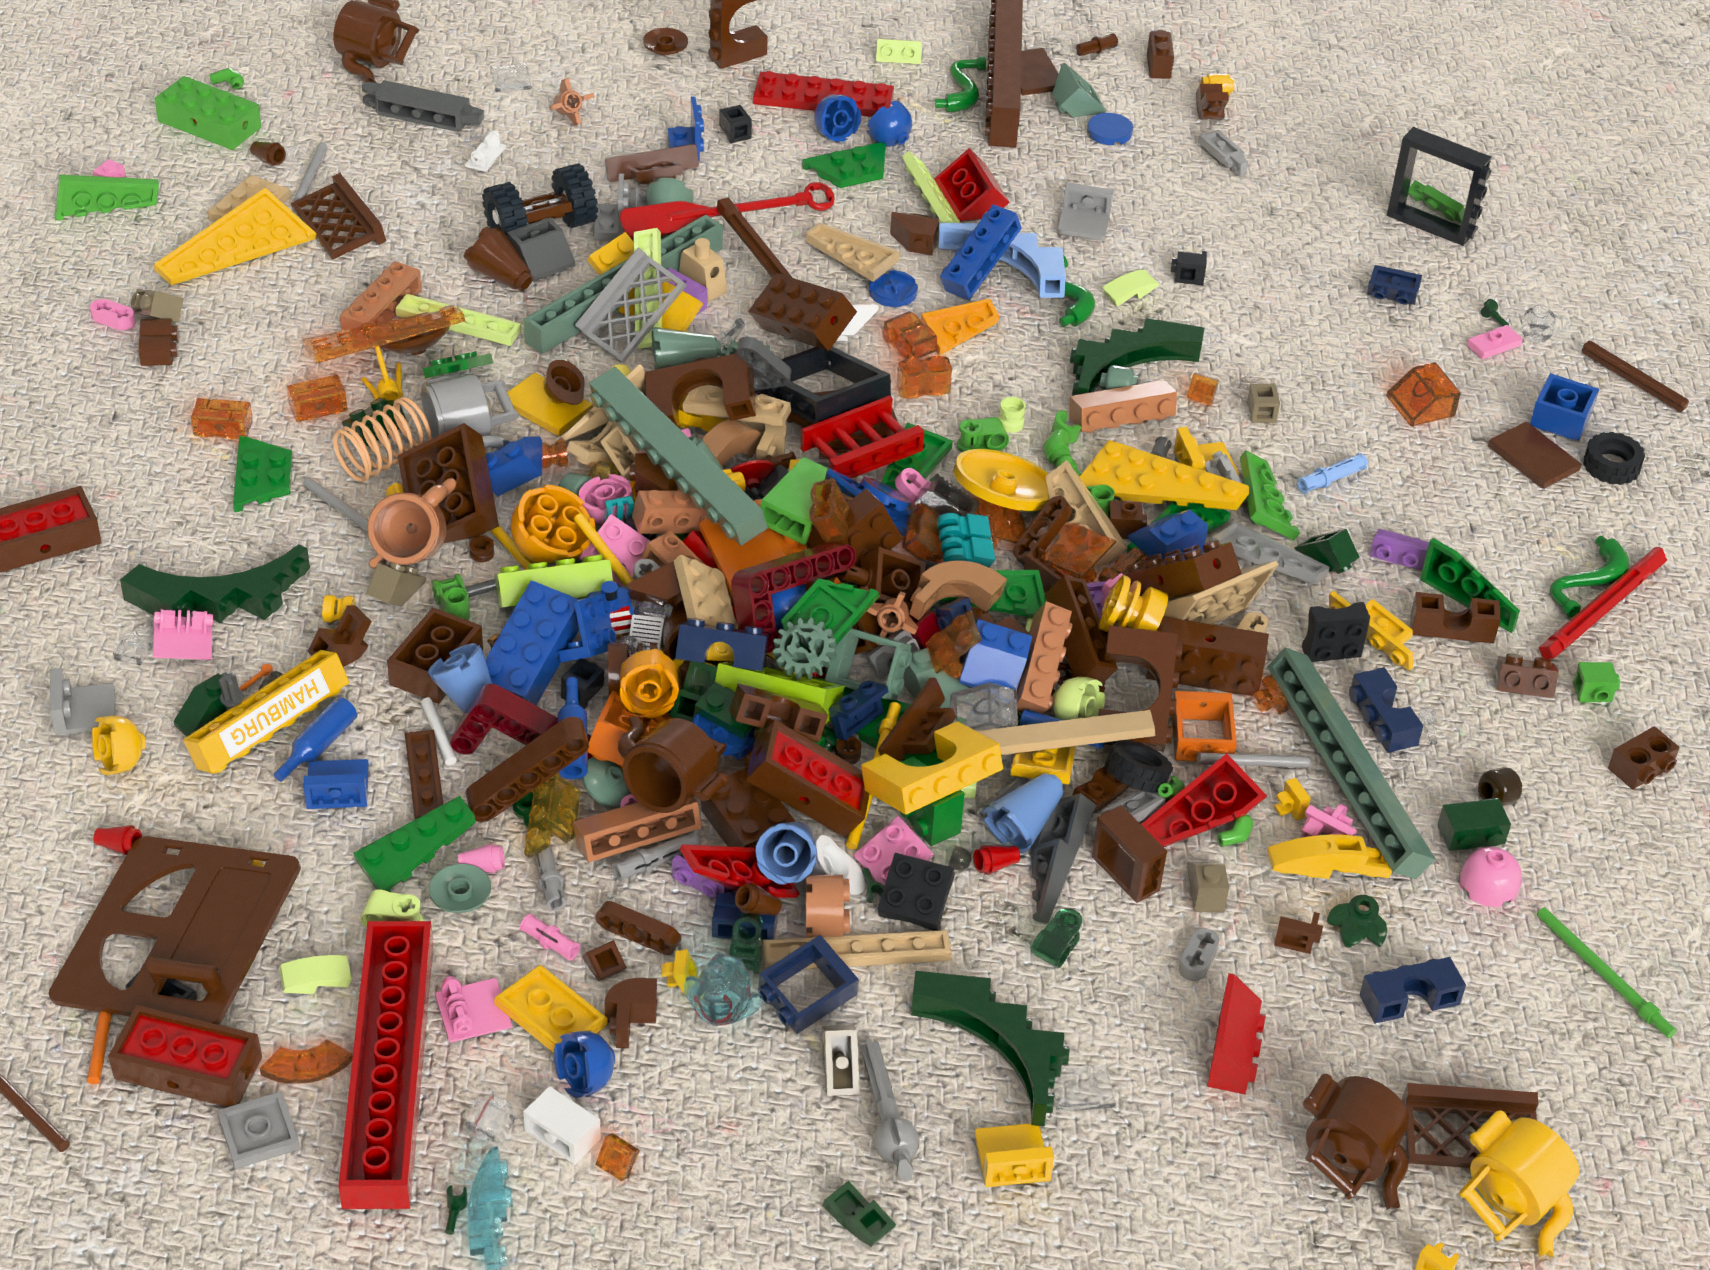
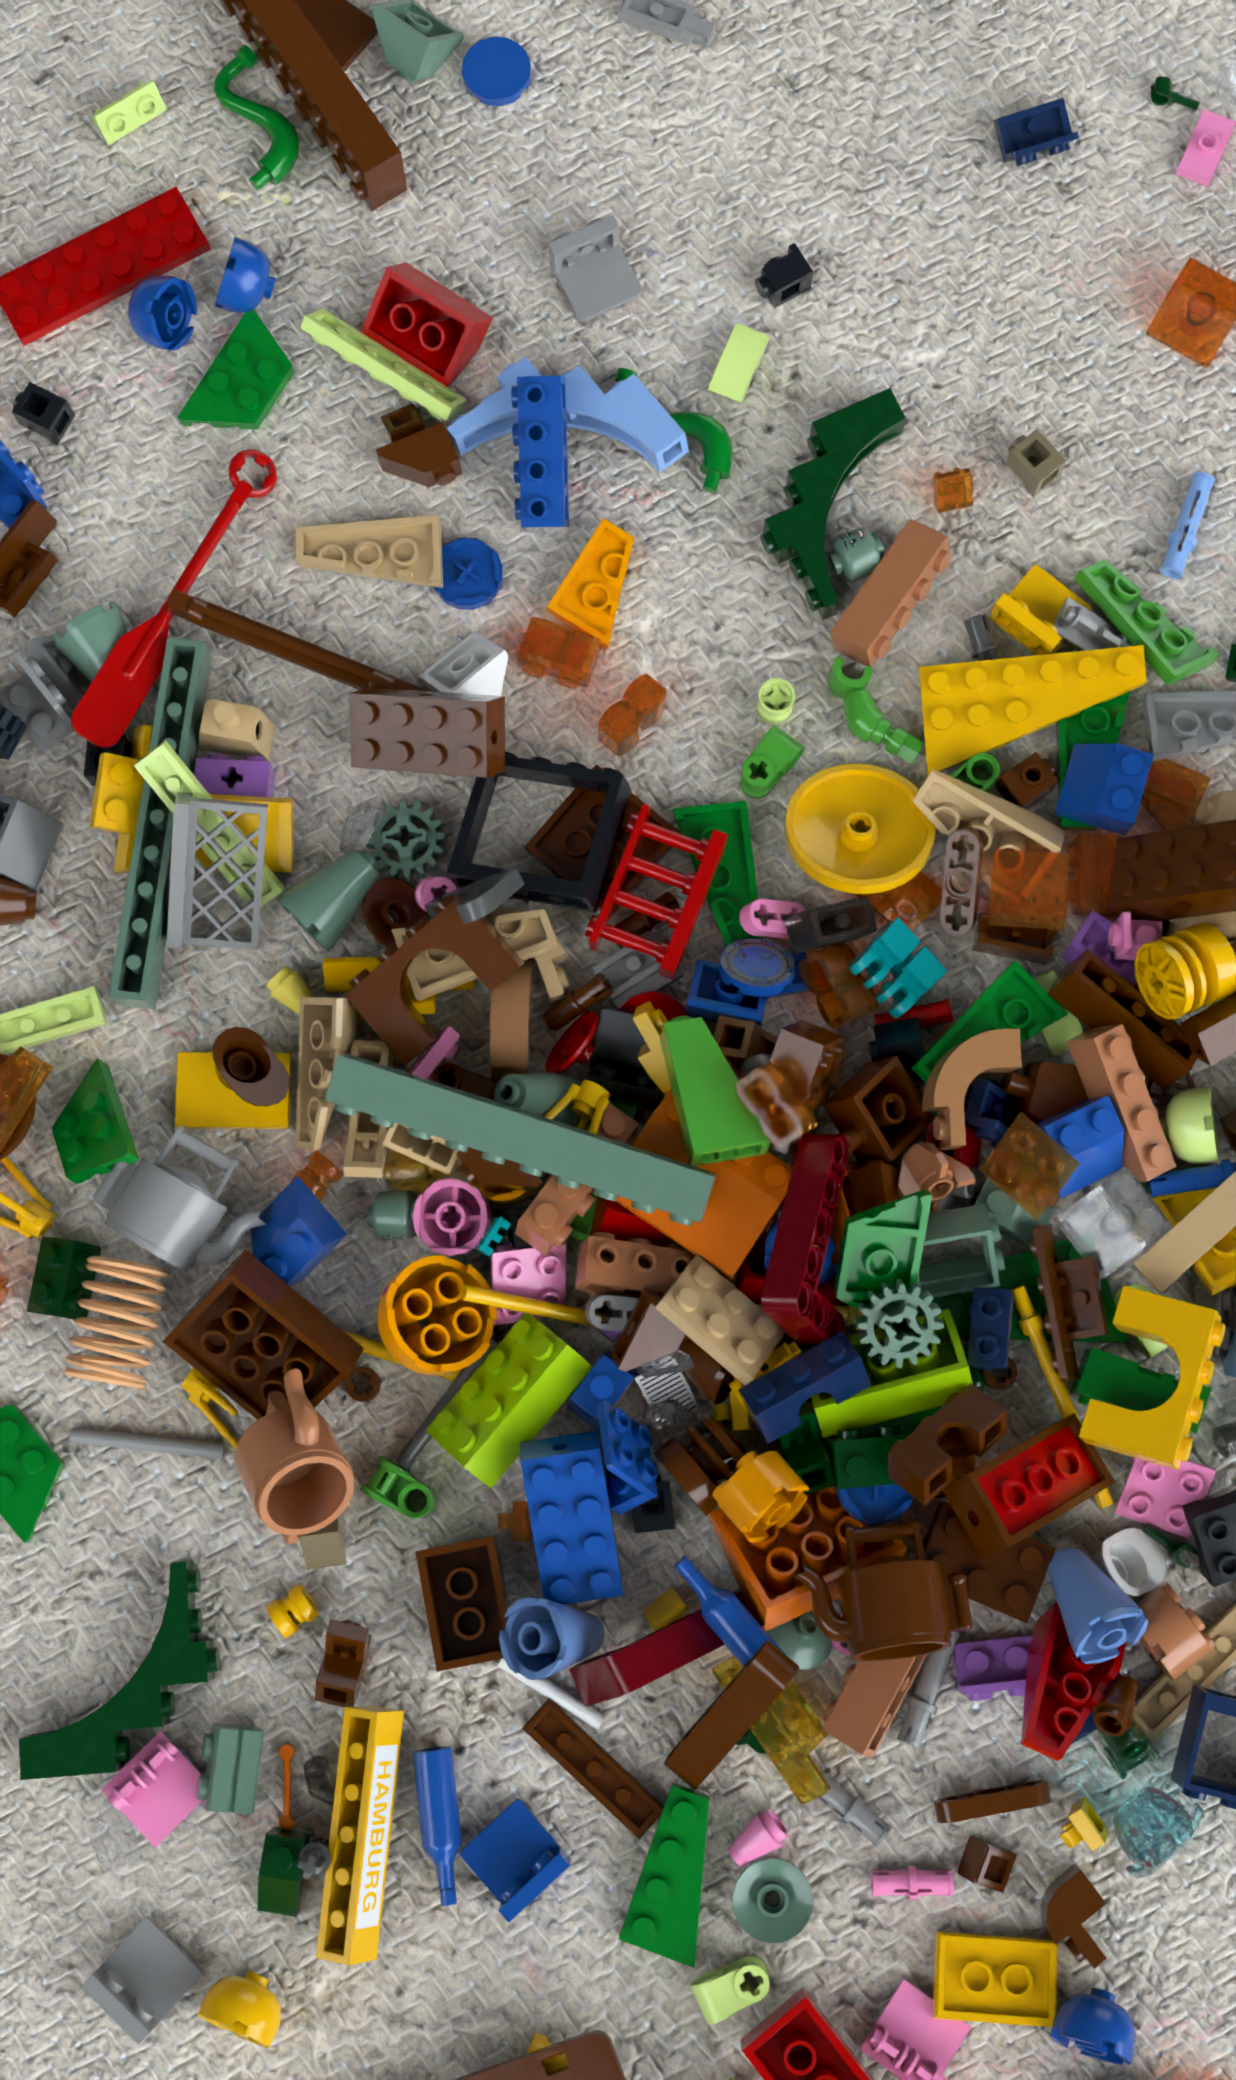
camera: 30 degrees left, 35 degrees up
(231, 647) = (231, 1768): none -> sand green brick

